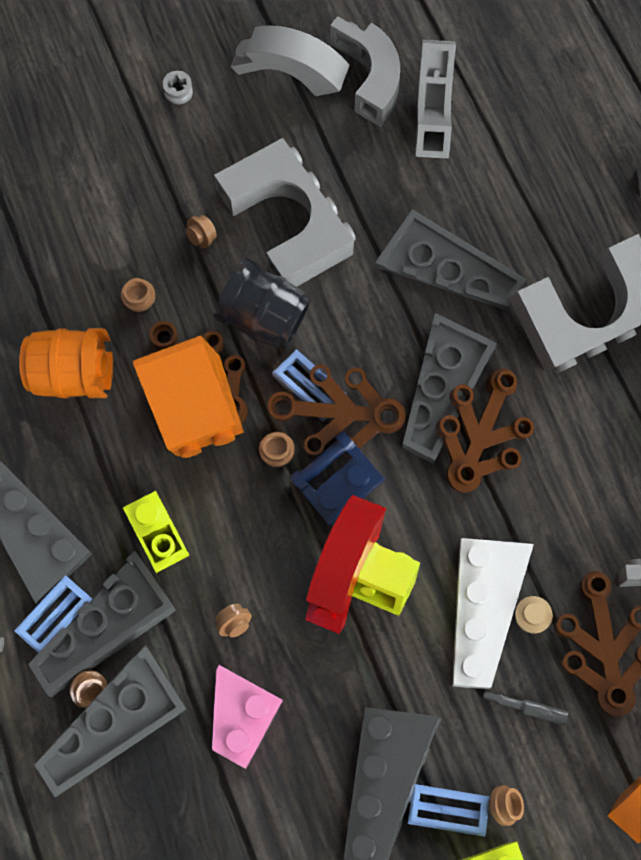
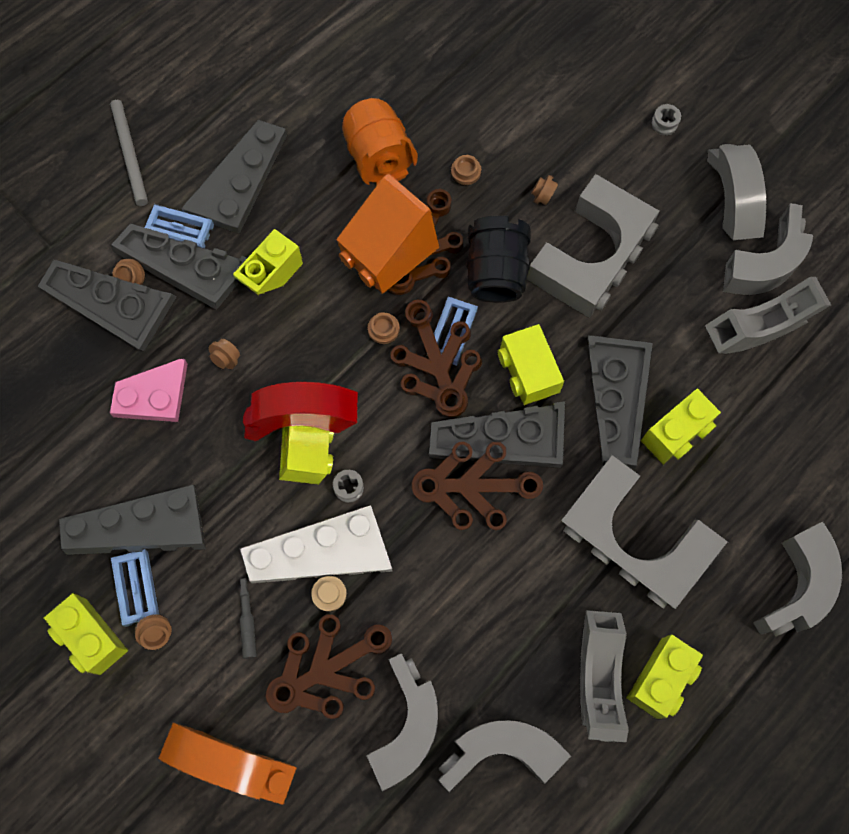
camera: 65 degrees right, 0 degrees up
(354, 478) = (376, 394): dark blue plate -> none
(385, 326) = (530, 365): none -> neon yellow brick
(438, 560) = (354, 478): none -> light grey bush
(505, 224) = (680, 426): none -> neon yellow brick

